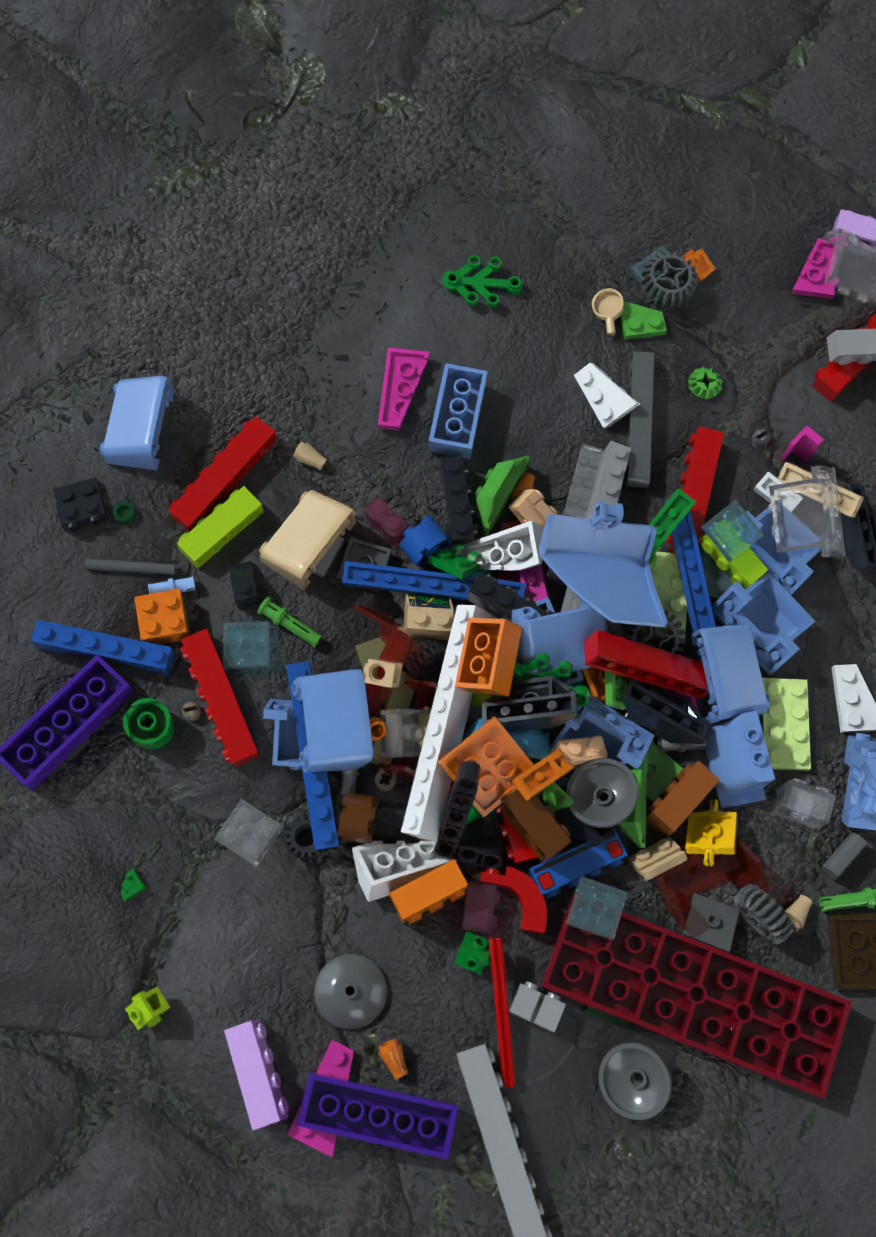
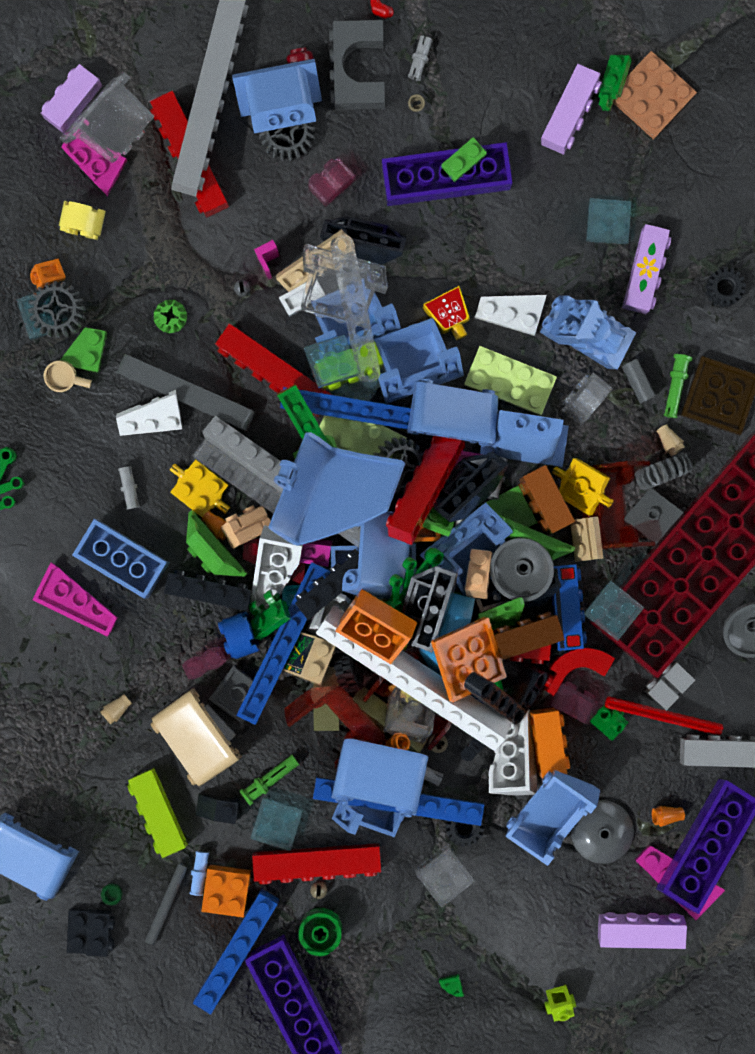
camera: 70 degrees left, 15 degrees up
(223, 474) = (107, 794): red brick -> none
(353, 919) = (552, 814): none -> medium blue windscreen
(357, 818) = (466, 780): reddish brown brick -> none
(392, 673) = (357, 714): tan brick -> none
(528, 398) = (129, 487): none -> light grey pin
(542, 774) = (493, 617): orange plate -> none
(553, 462) = (199, 488): none -> yellow plate
(761, 274) = (82, 219): none -> light yellow brick
(804, 528) = (358, 298): none -> clear beam
(826, 637) = (449, 312): none -> red torso

